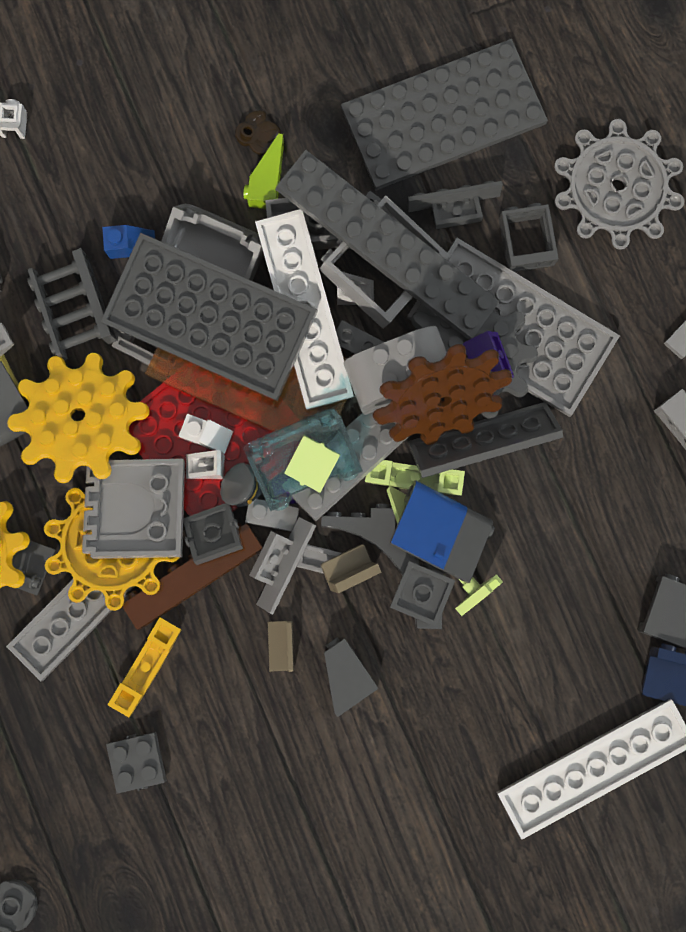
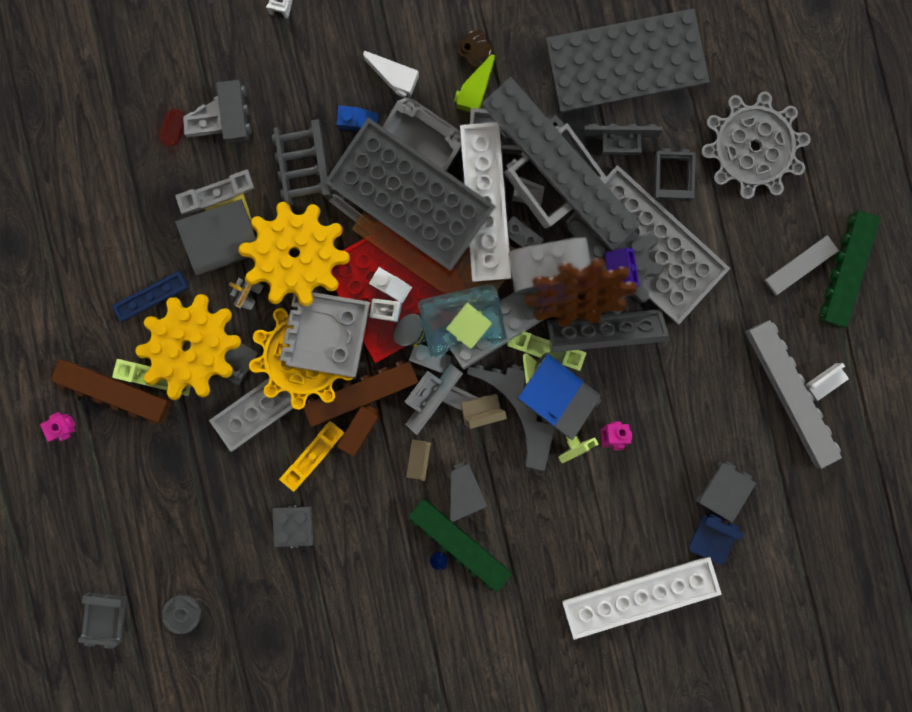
camera: 15 degrees right, 5 degrees up
(24, 487) = (242, 299): none -> light grey hips
(169, 181) = (397, 76): none -> white slope
(198, 622) = (359, 430): none -> reddish brown brick
(212, 533) = (382, 364): dark grey plate -> none
(330, 771) = (438, 561): none -> clear blue plate
(354, 745) = (460, 544): none -> dark green brick
(422, 593) = (534, 441): dark grey plate -> none
(522, 568) = (616, 436): none -> dark pink brick

